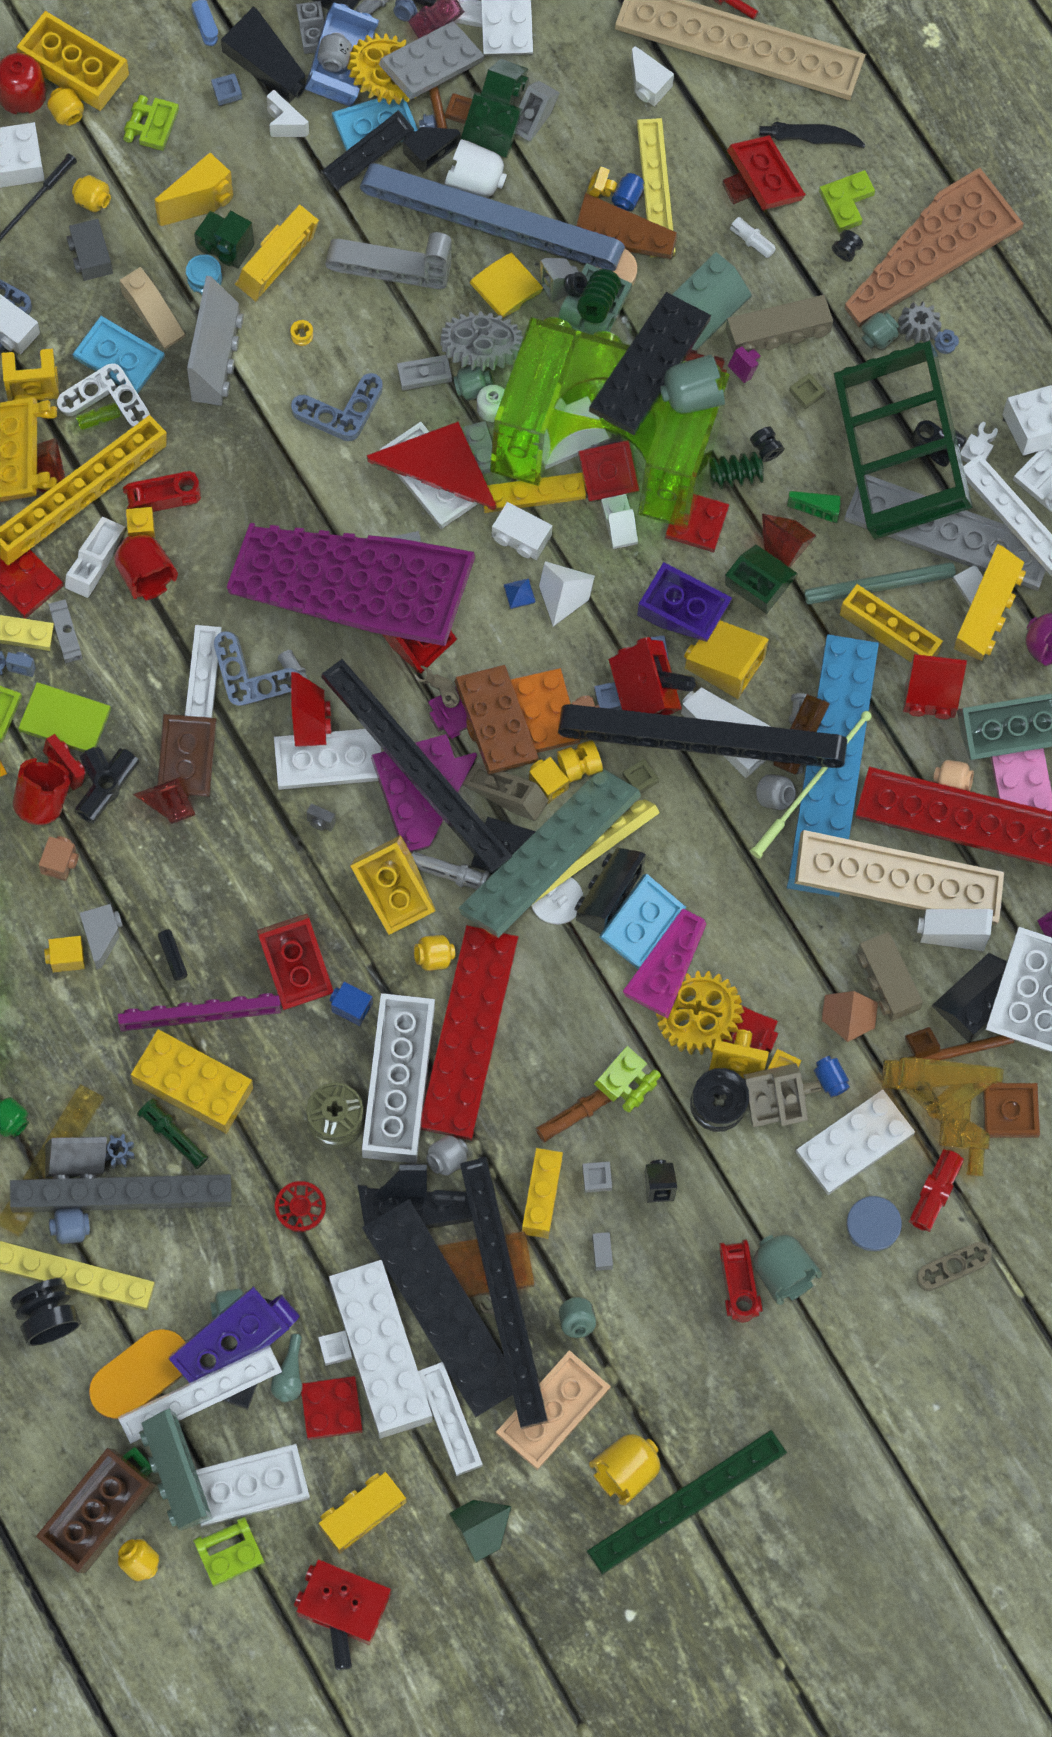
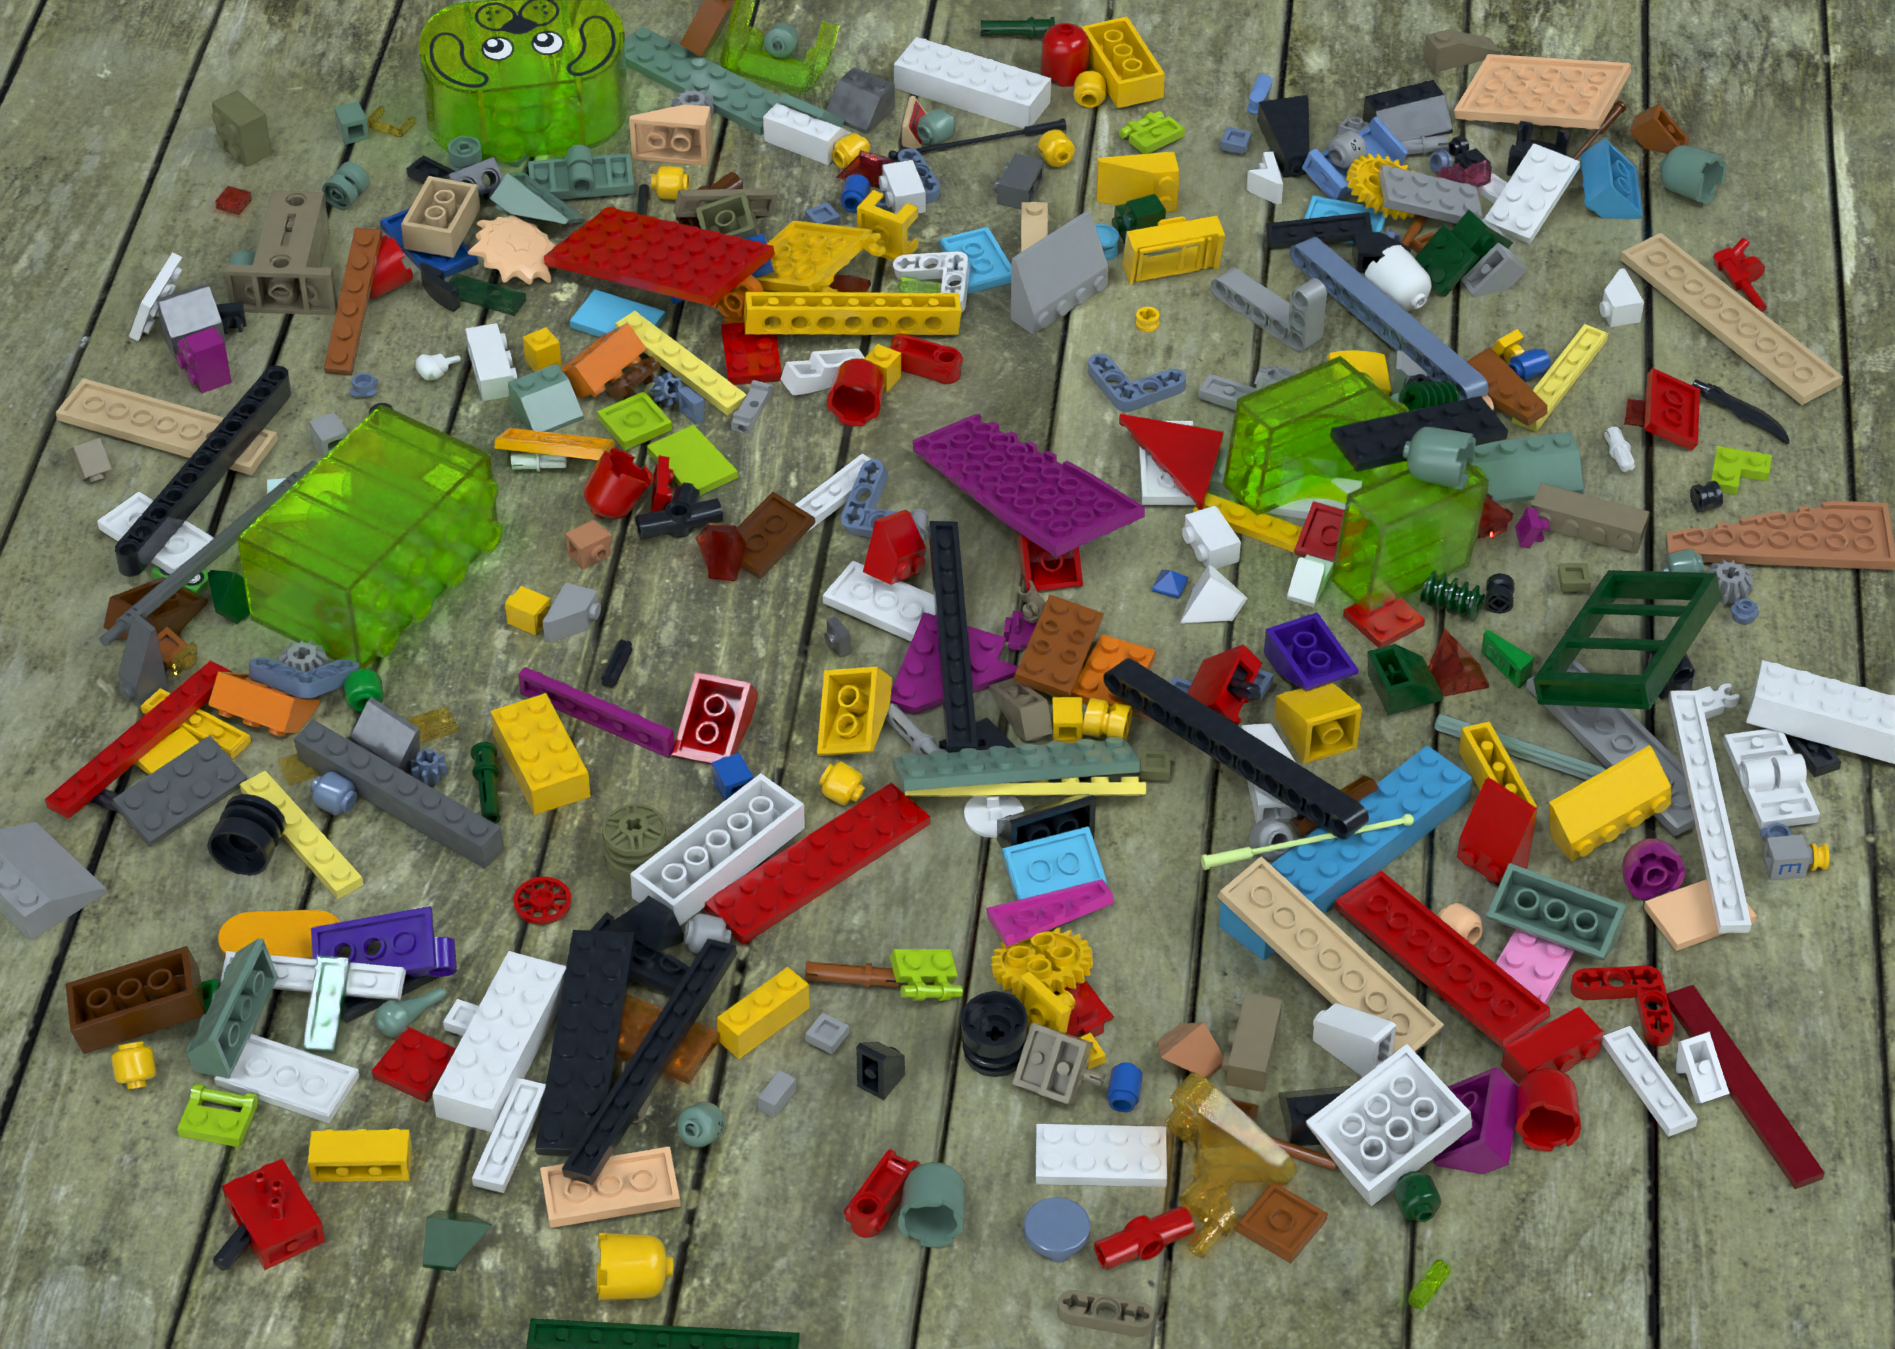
camera: 40 degrees right, 25 degrees down
(233, 1411) = (326, 1004): none -> tile

